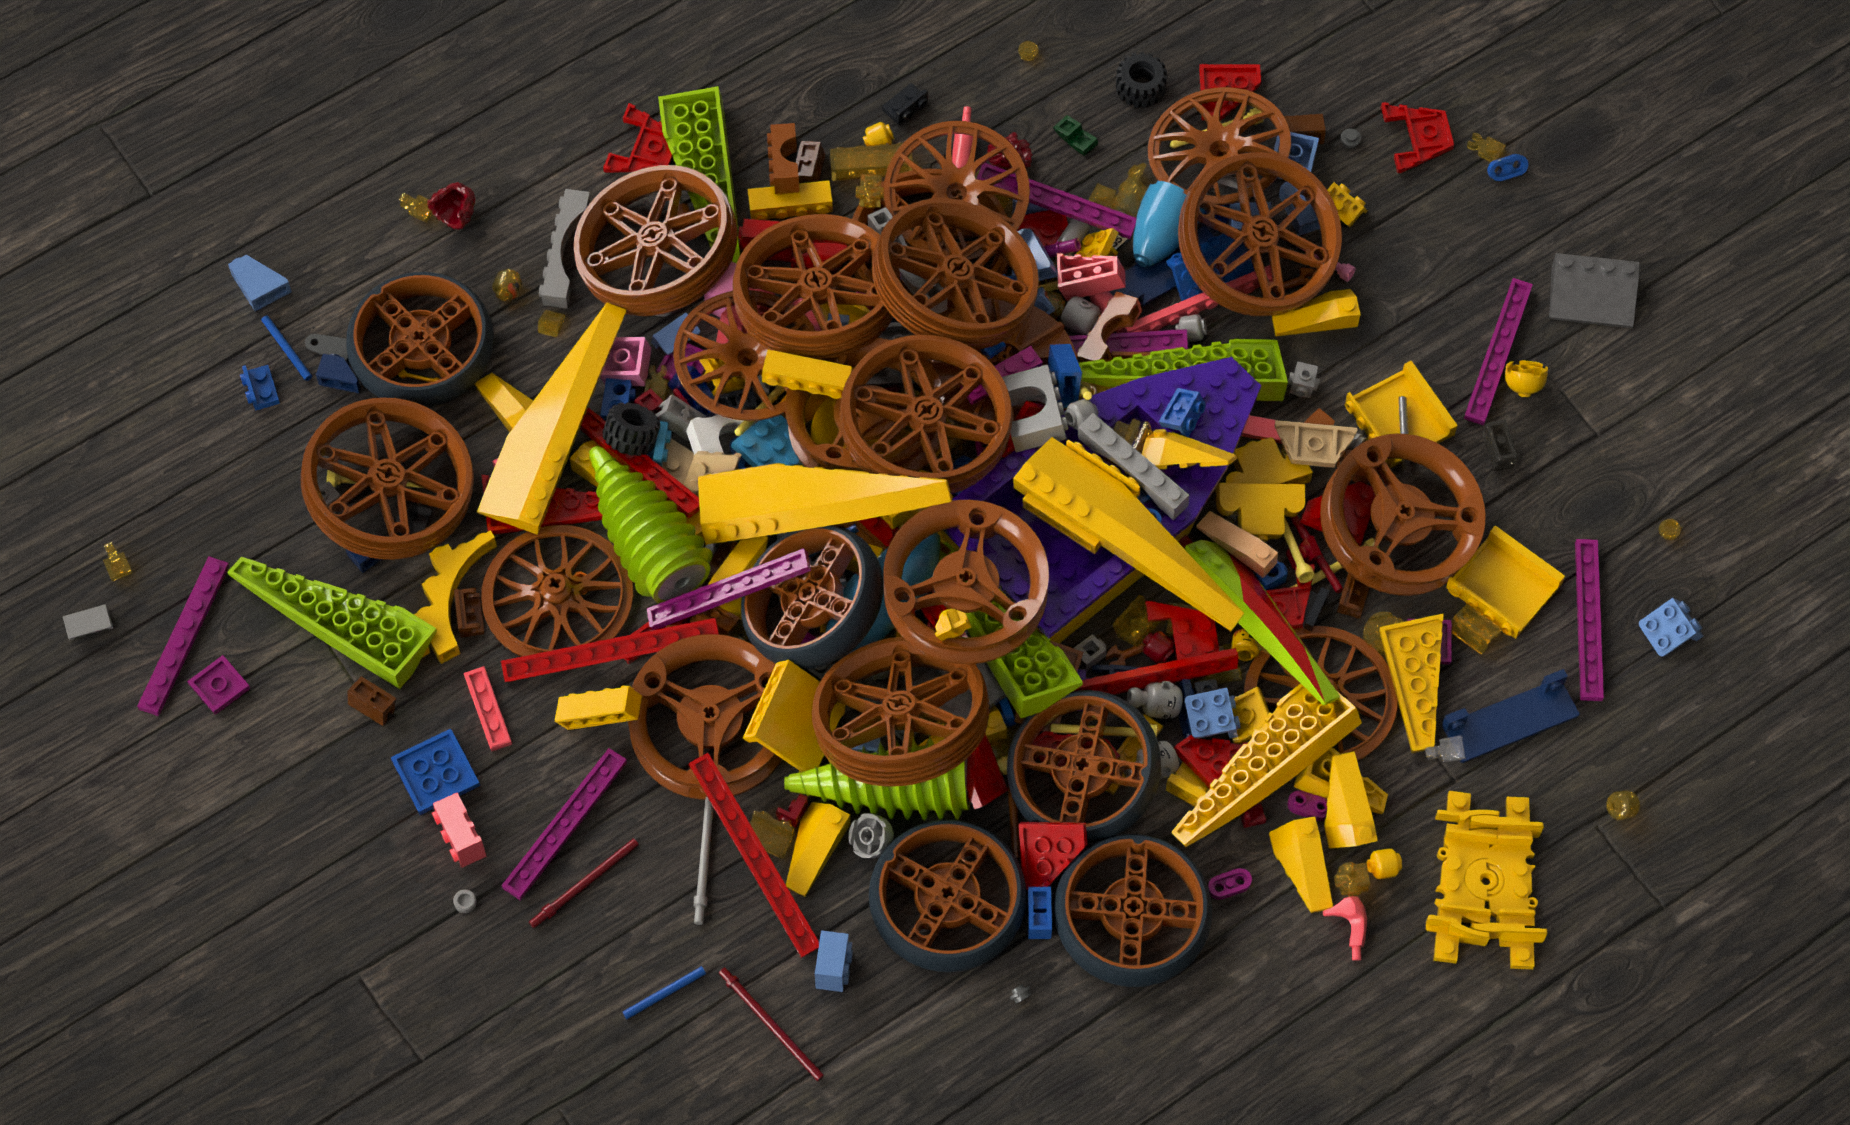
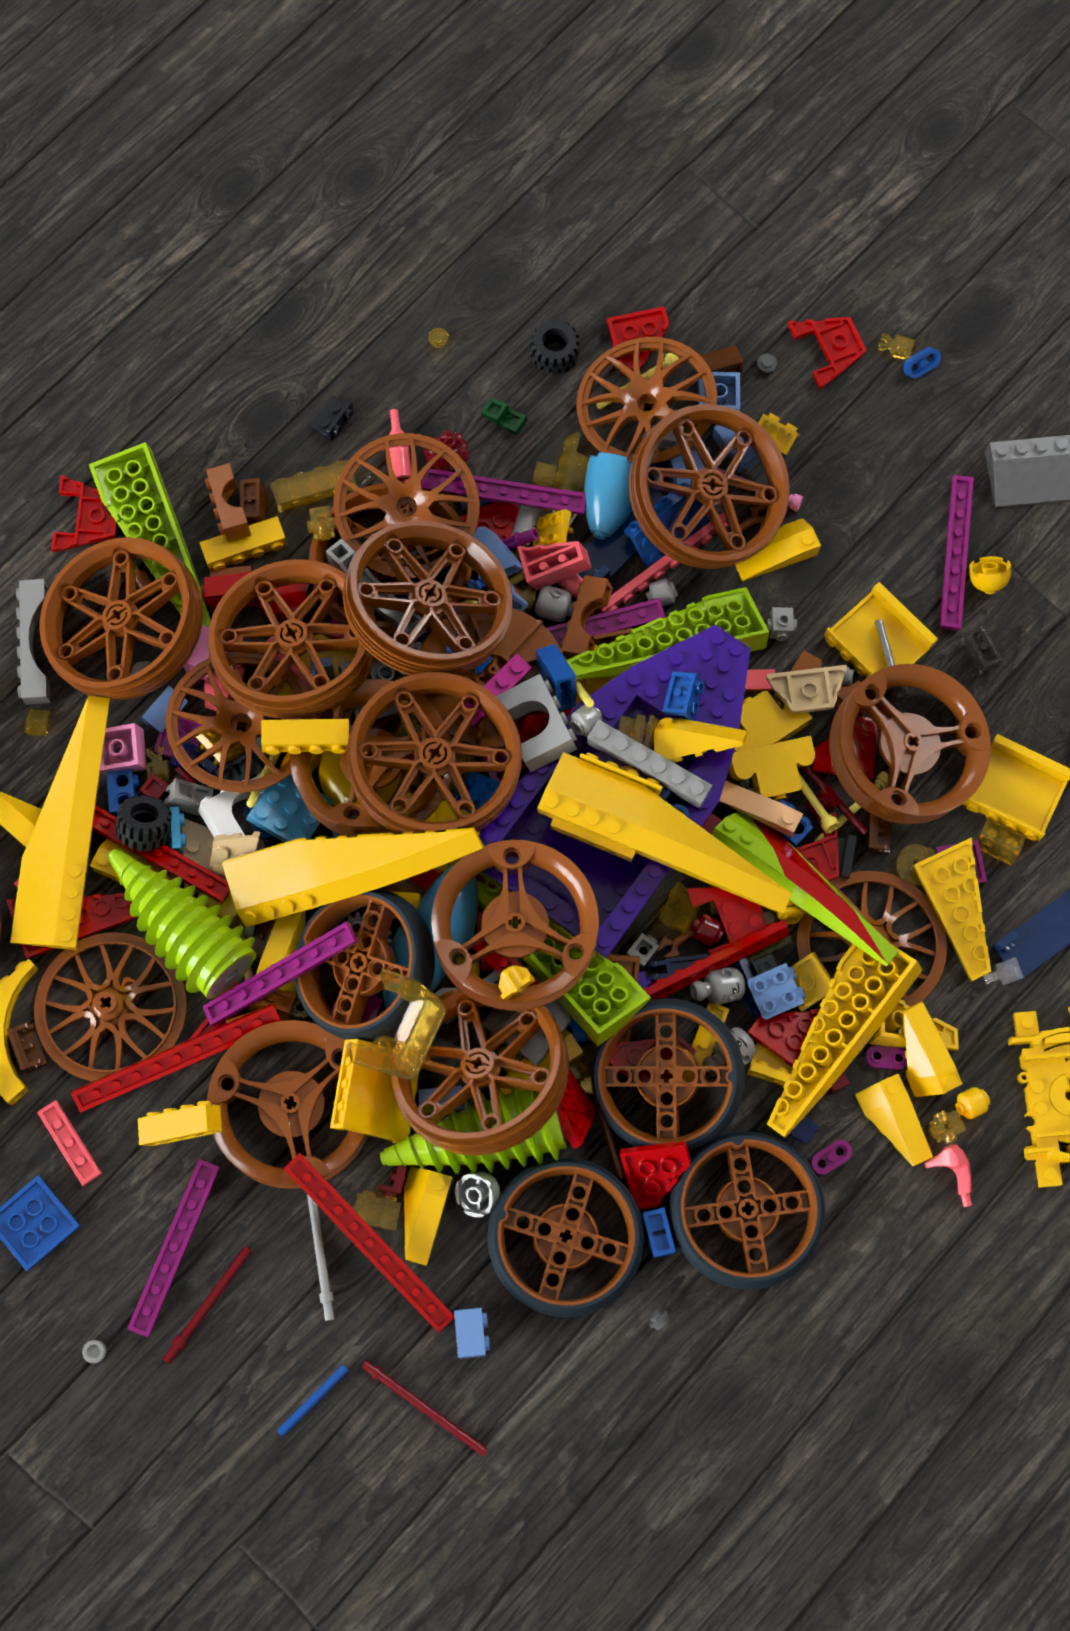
camera: 15 degrees left, 10 degrees up
(458, 830) = (70, 1280): coral wedge -> none
(833, 678) = (407, 1050): none -> clear yellow windscreen
(878, 134) = (313, 457): yellow head -> none
(1112, 731) = (666, 1030): light yellow piece -> none
(1207, 849) = (804, 1131): none -> clear blue panel

